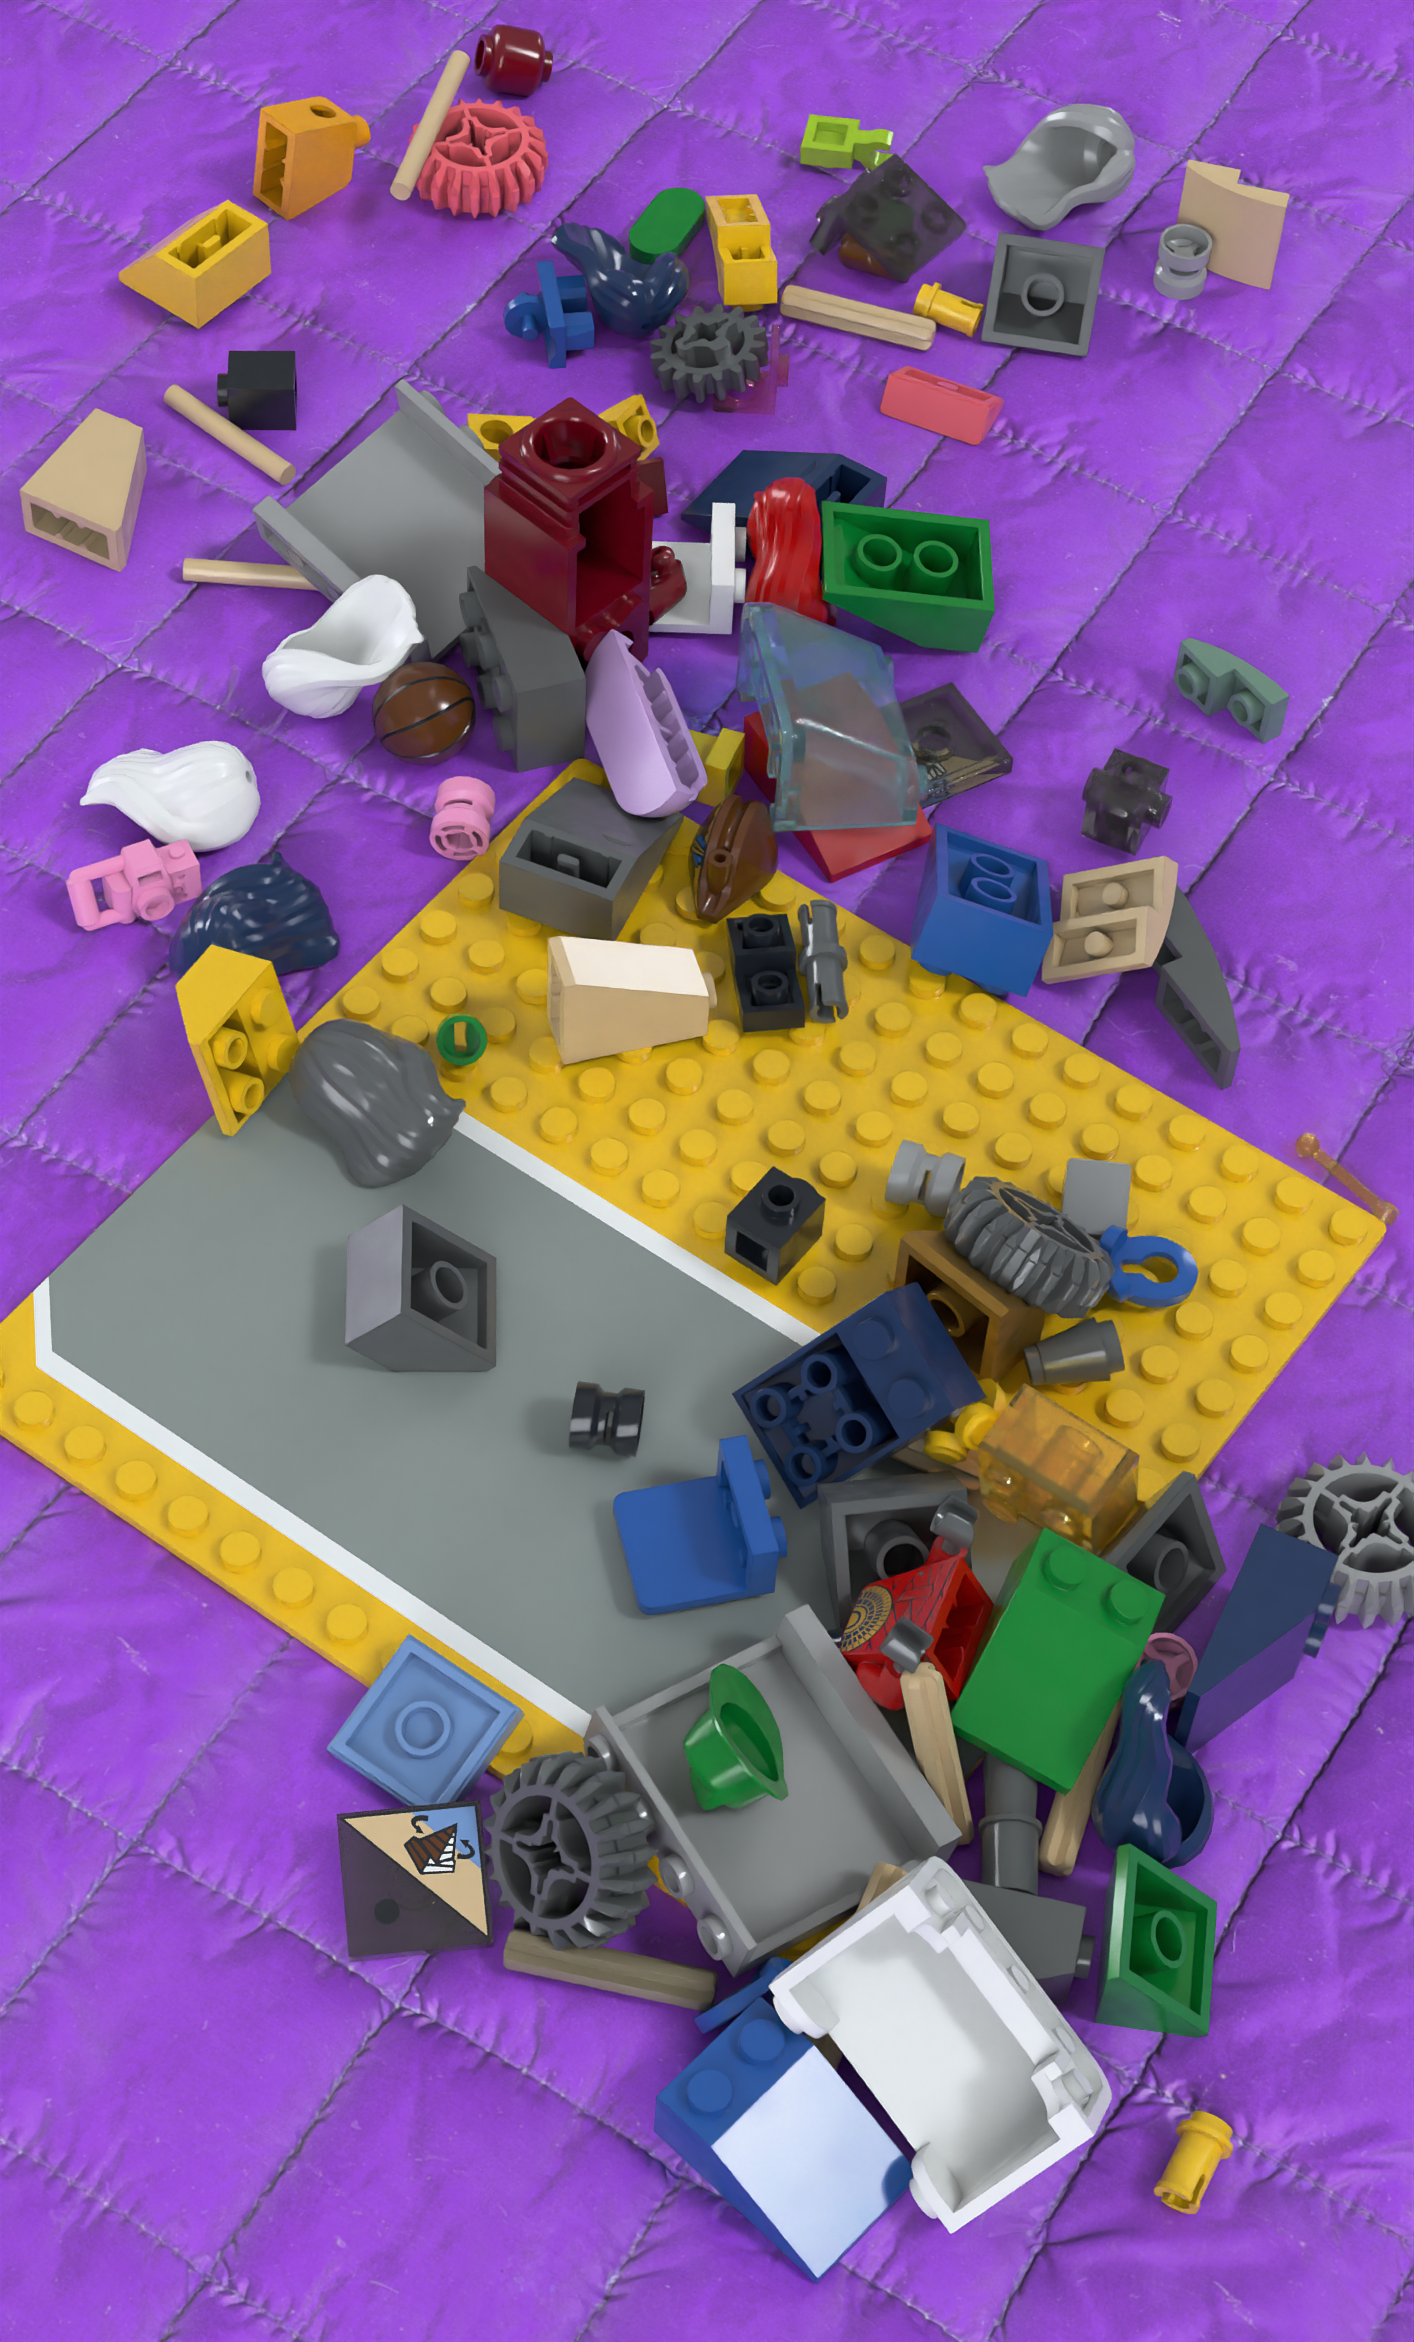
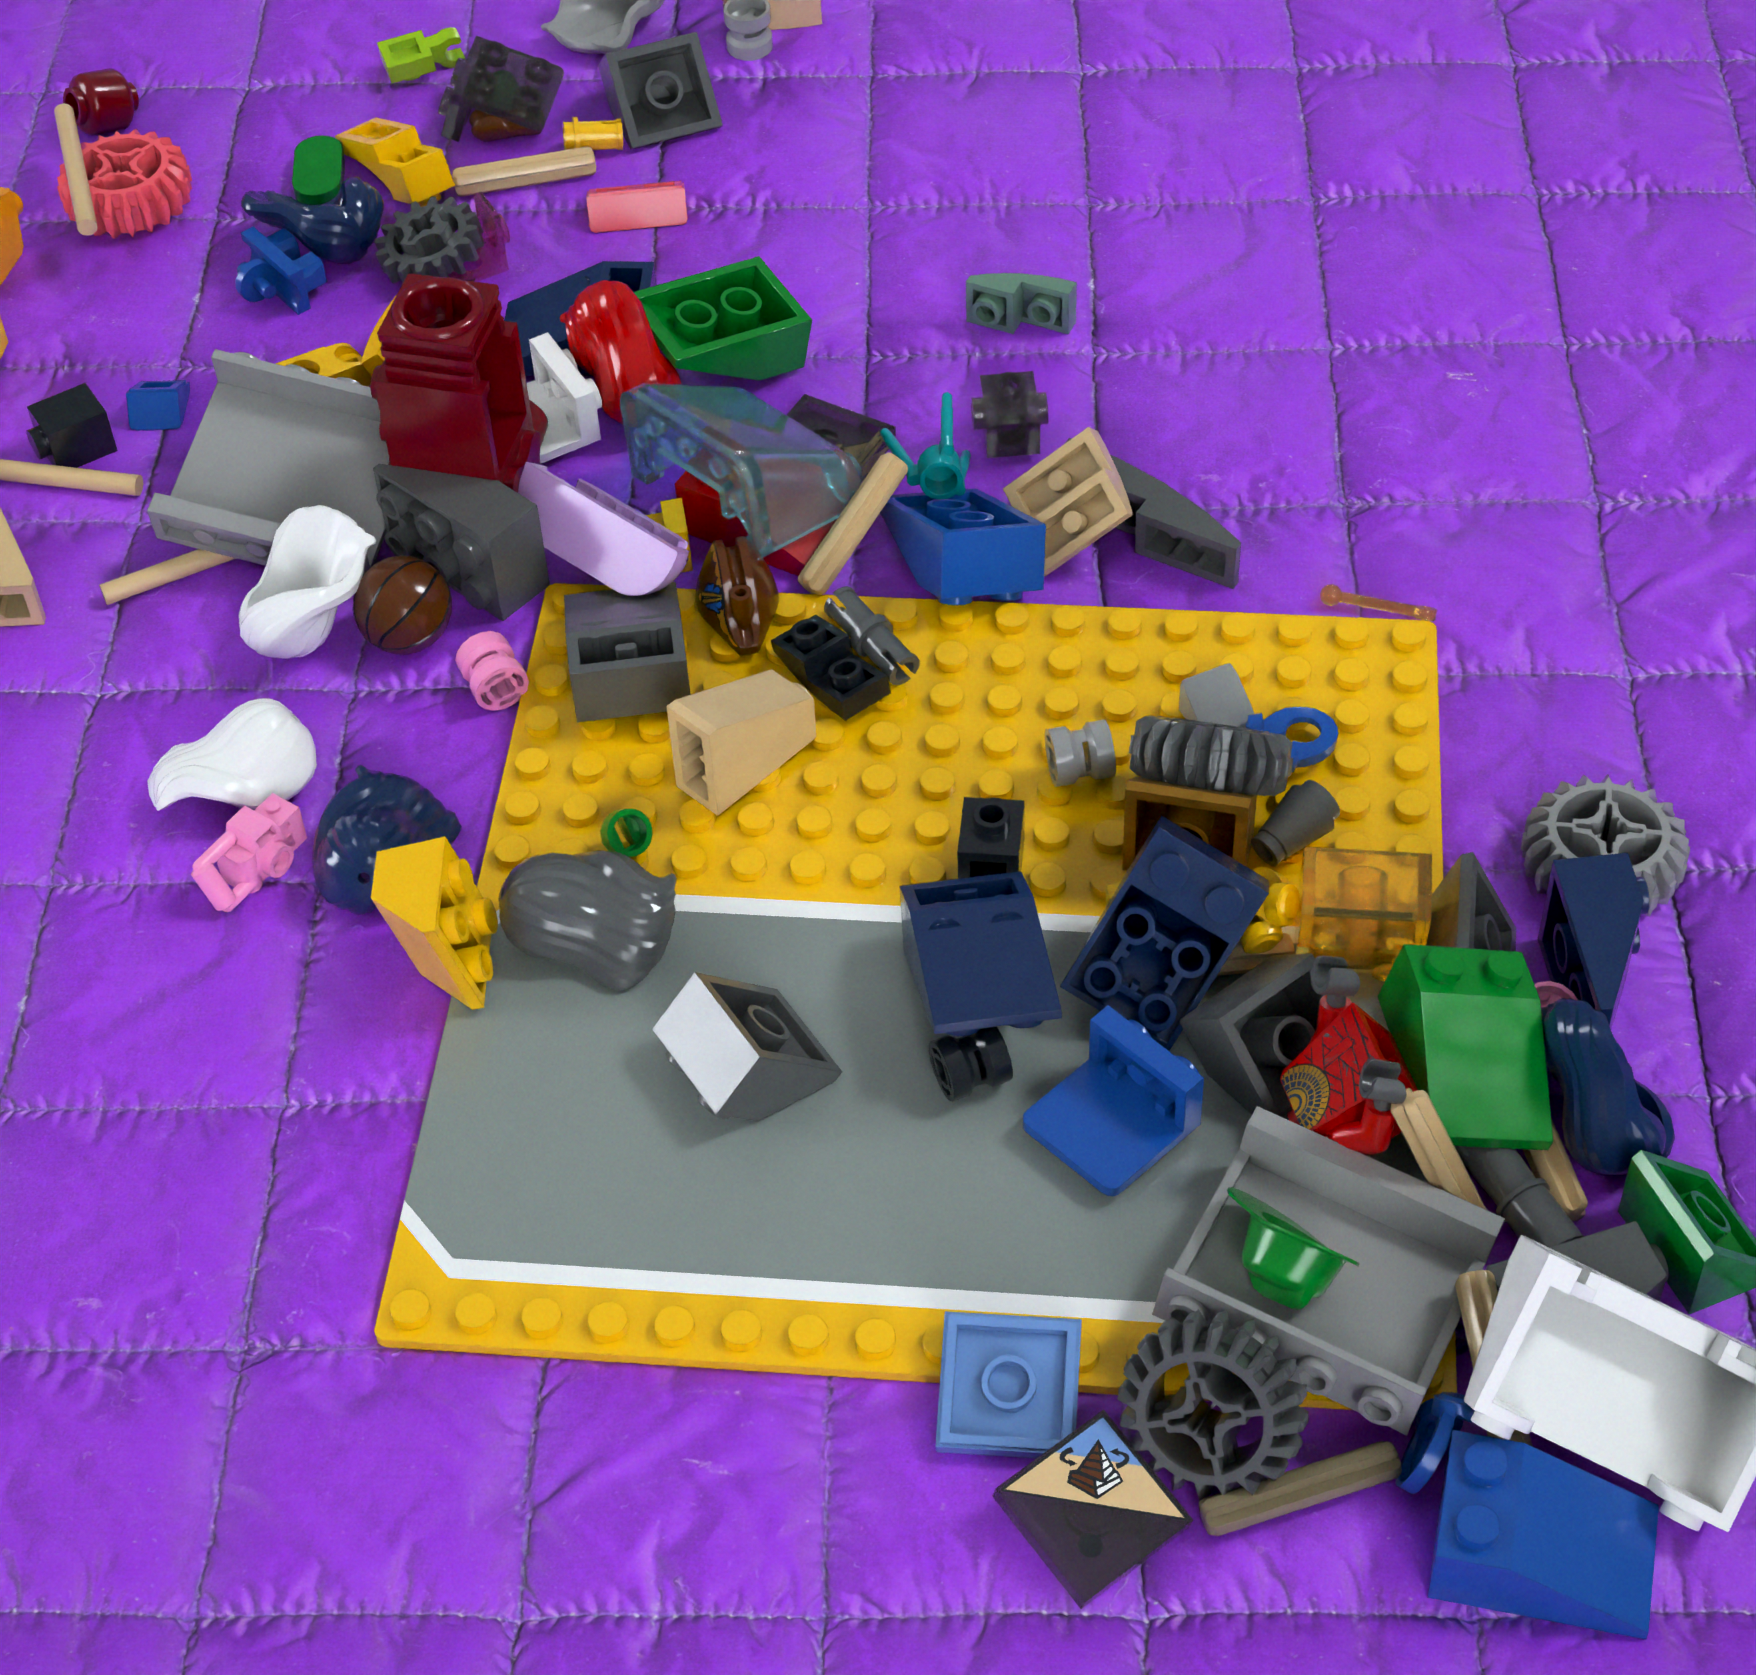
camera: 25 degrees left, 5 degrees down
(358, 400) = (157, 404): none -> blue slope
(674, 1322) = (978, 953): none -> dark blue slope
(888, 840) = (852, 524): none -> tan axle
(1007, 825) = (939, 466): none -> teal plant

